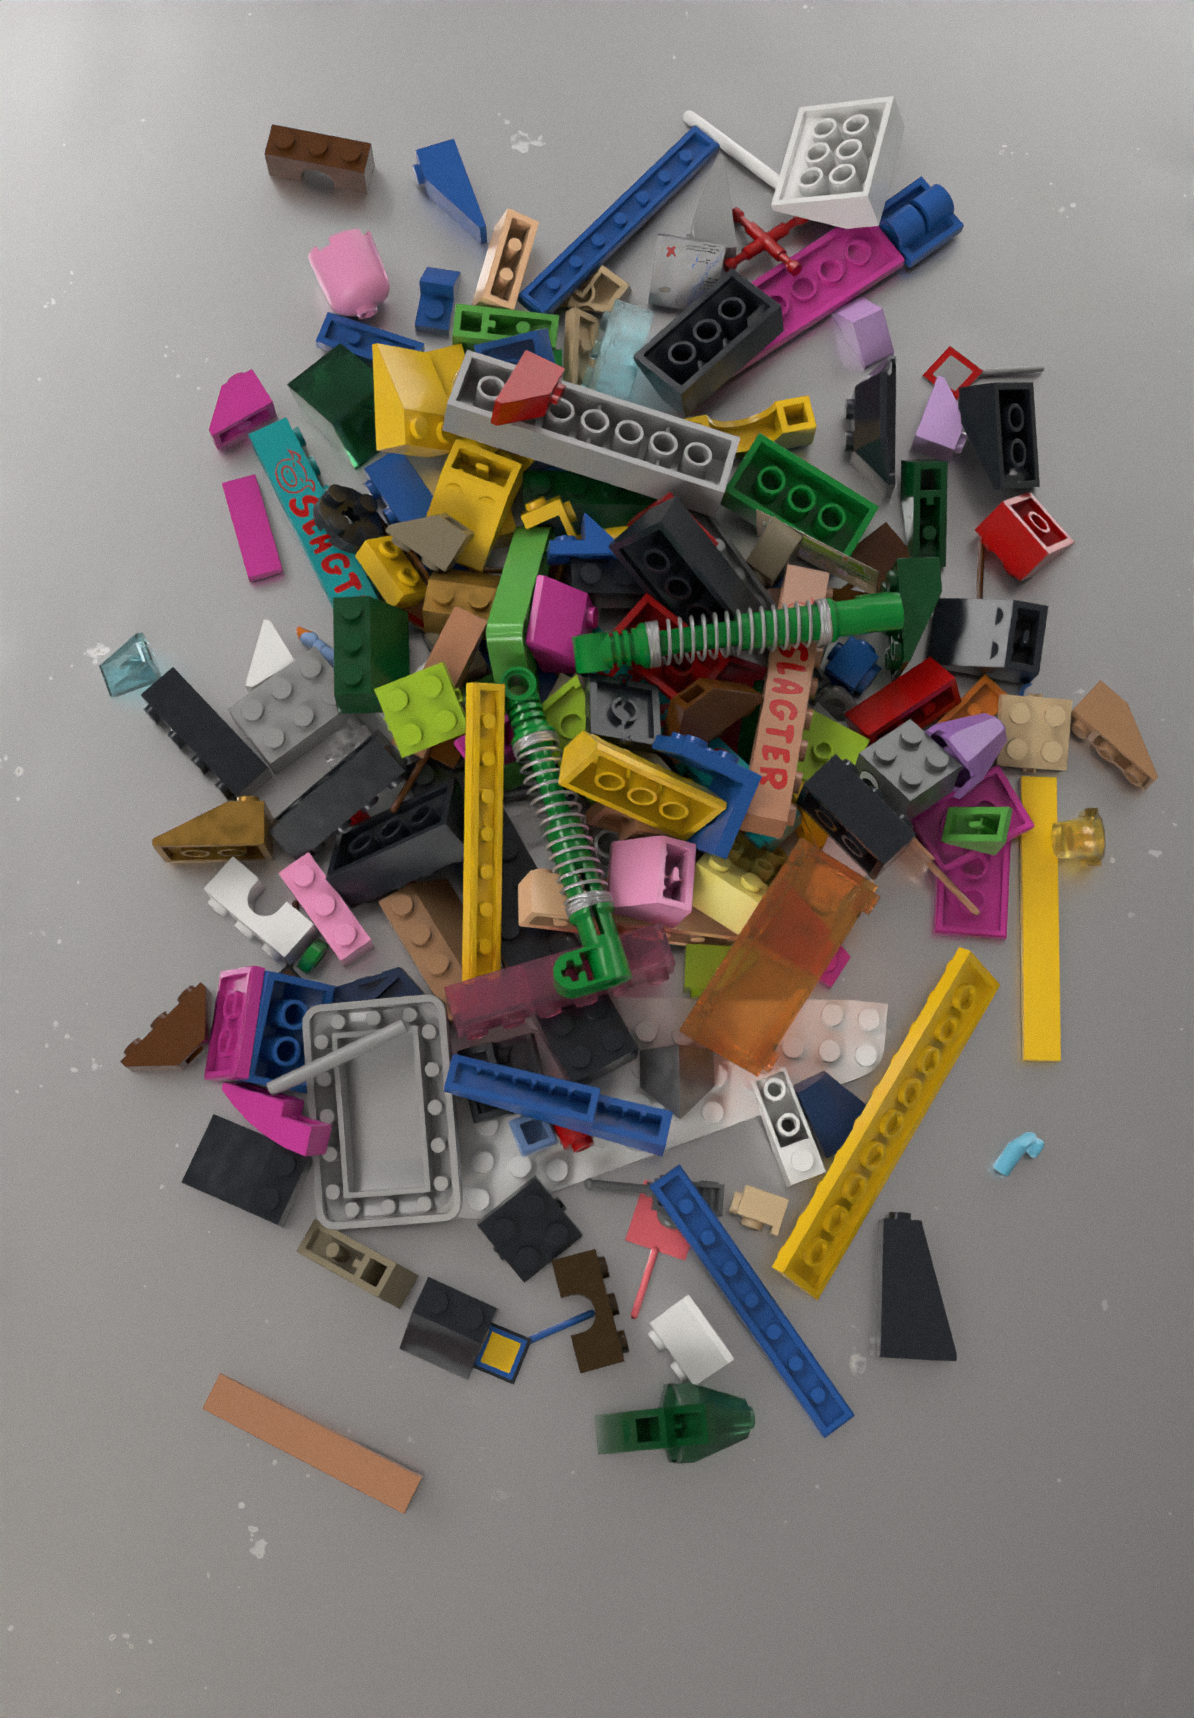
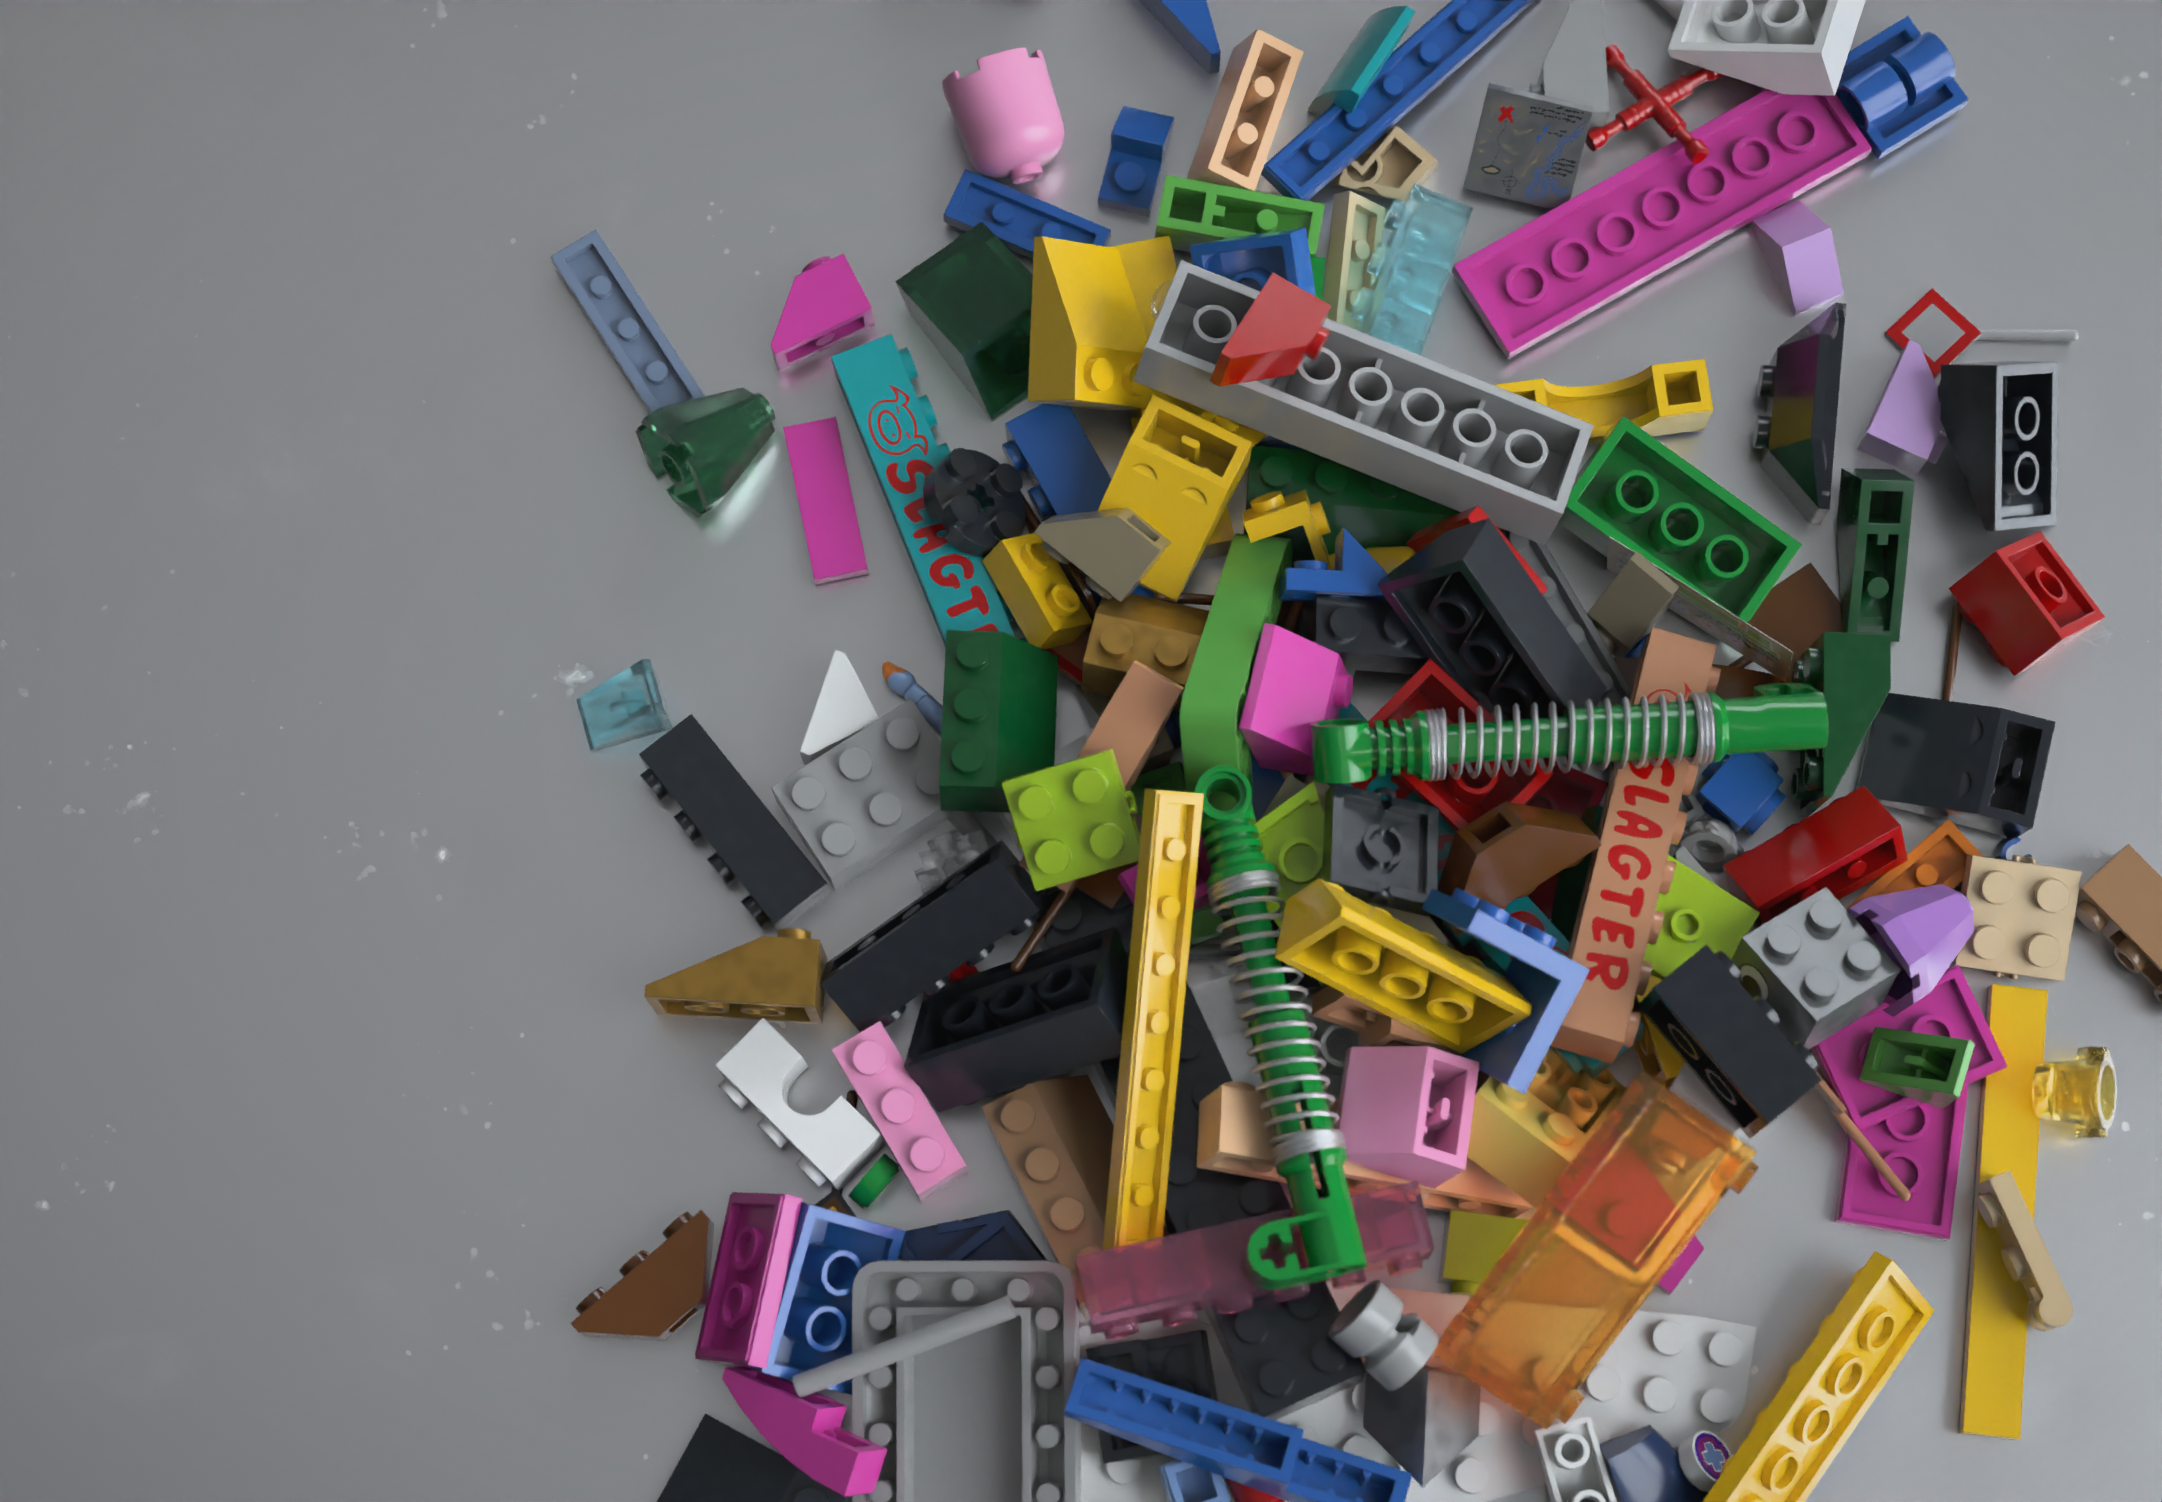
camera: 10 degrees right, 0 degrees up
(118, 429) = (625, 323): none -> sand blue plate
(171, 496) = (706, 444): none -> clear green cone
(579, 224) = (1363, 60): none -> teal slope
(647, 1023) = (1389, 1340): none -> light grey wheel
(709, 342) = (1556, 263): black slope -> none
(859, 1088) = (1703, 1458): none -> tile
(1054, 942) = (2025, 1252): none -> tan plate

